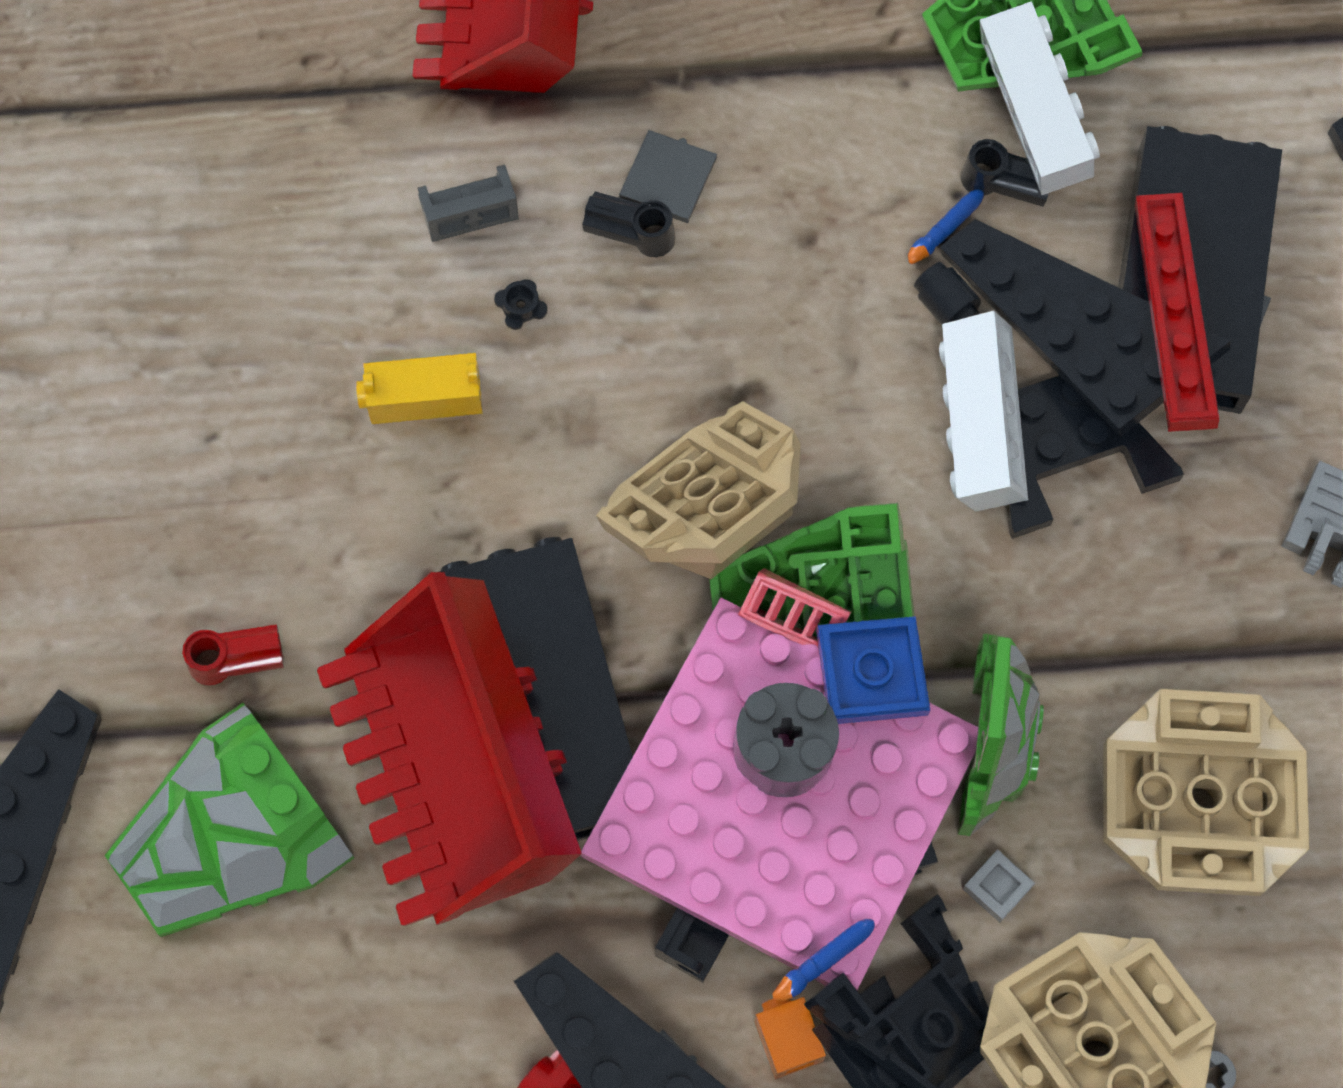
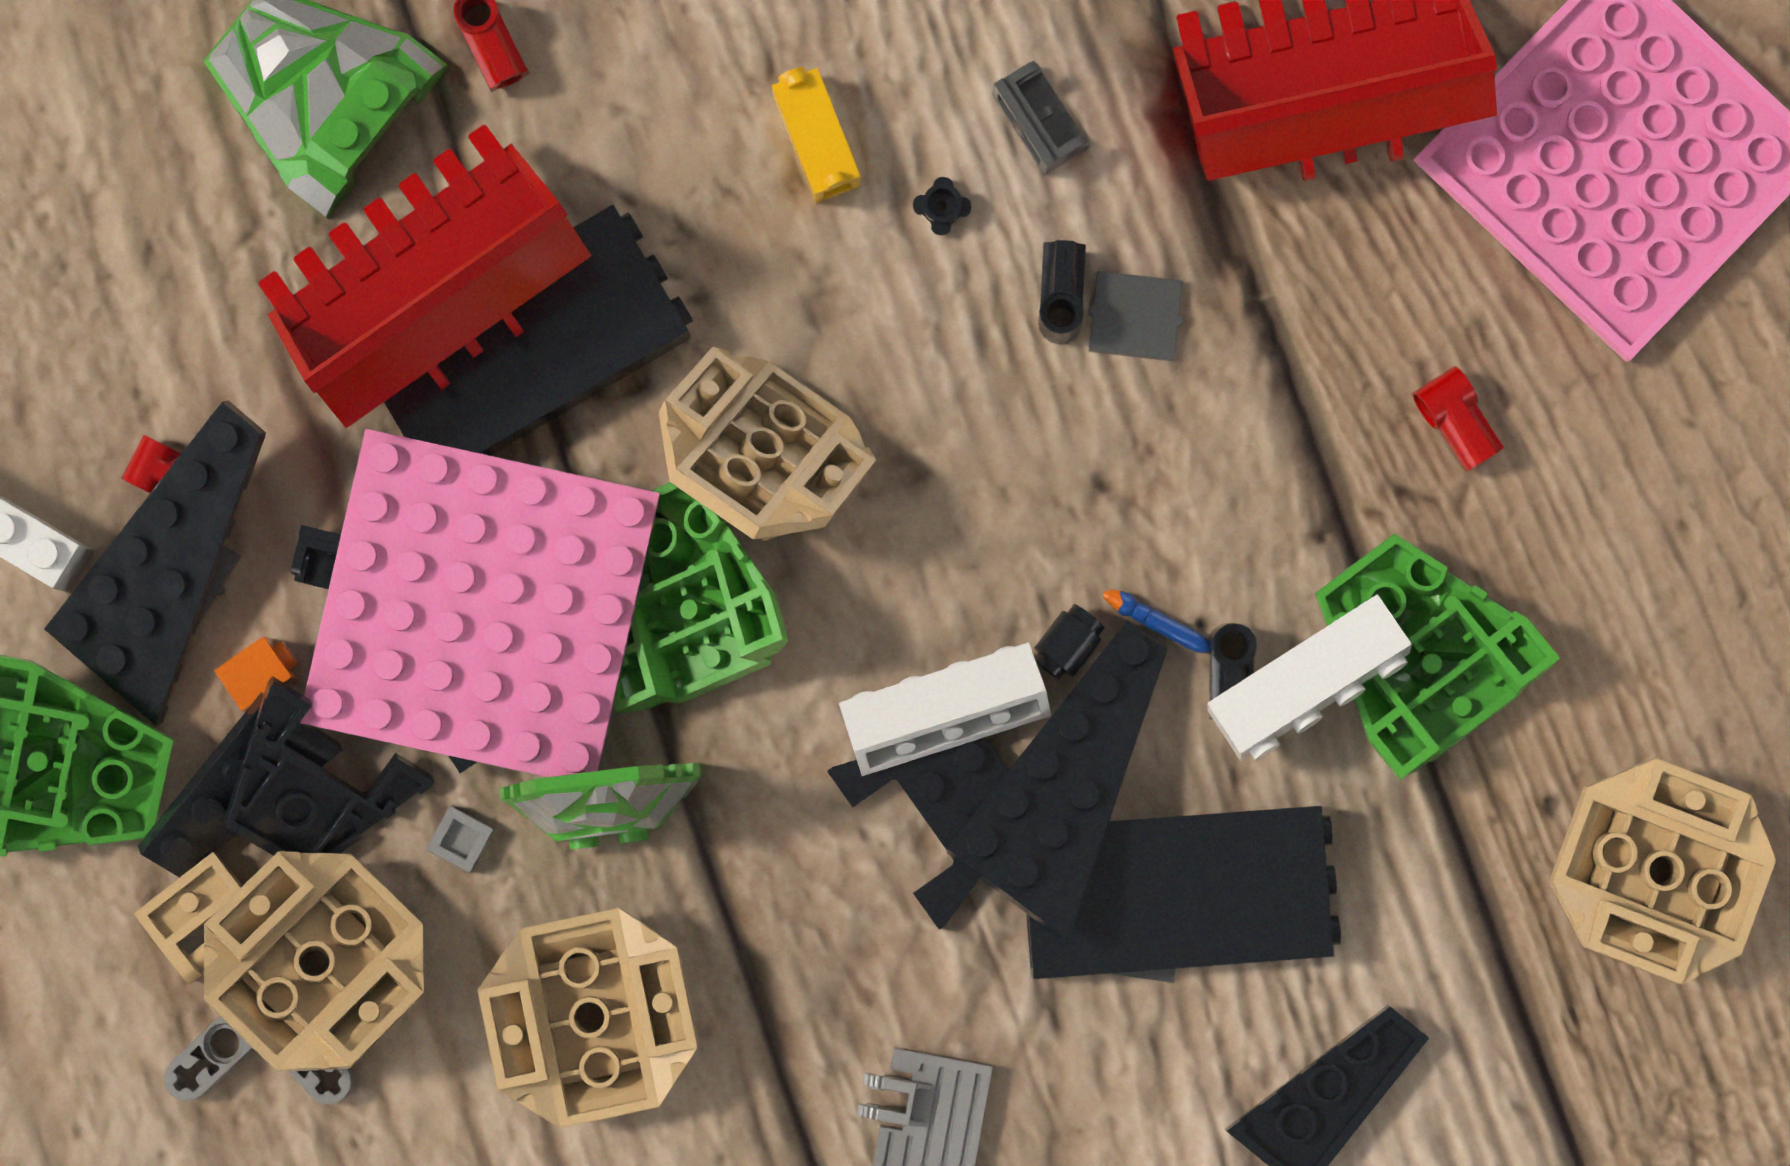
camera: 70 degrees right, 15 degrees up
(766, 579) = (647, 551): coral slope -> none
(796, 980) = (319, 685): blue piece -> none
(805, 719) = (488, 577): dark grey brick -> none
(873, 670) = (617, 660): blue tile -> none
(1176, 313) = (1089, 876): red tile -> none

